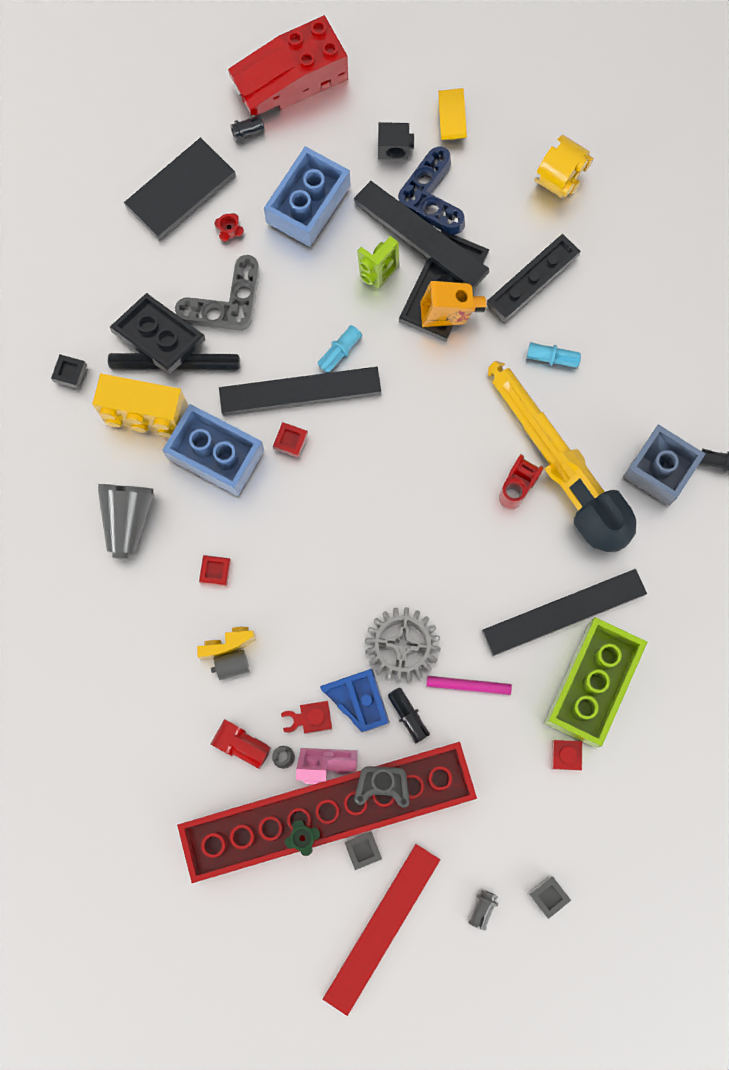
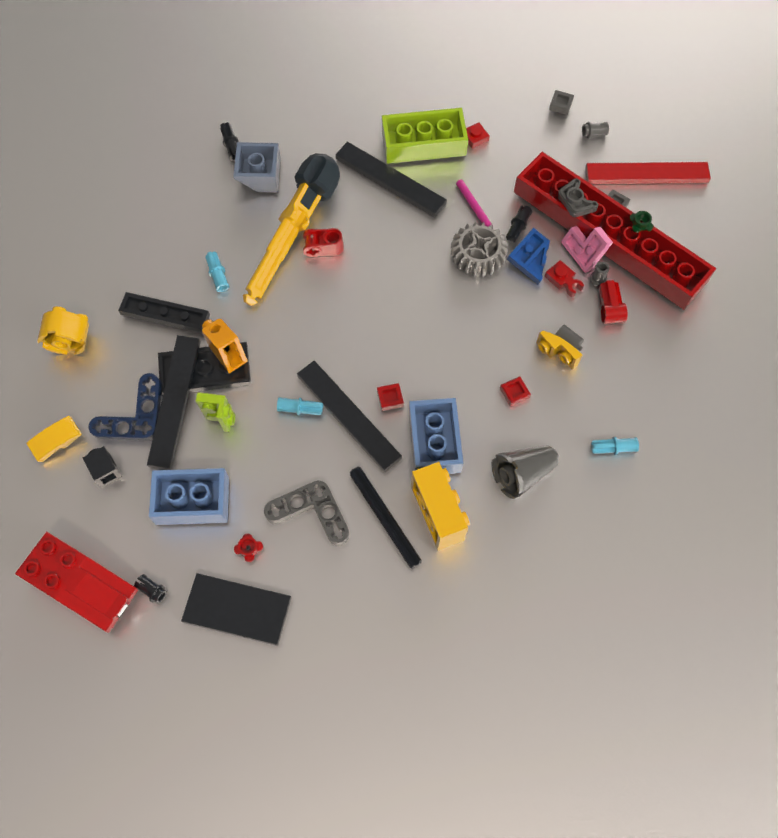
camera: 125 degrees left, 10 degrees down
(69, 371) = (446, 588): black plate -> none
(88, 626) = (615, 445): none -> medium azure axle
(157, 333) = (372, 540): black tile -> none

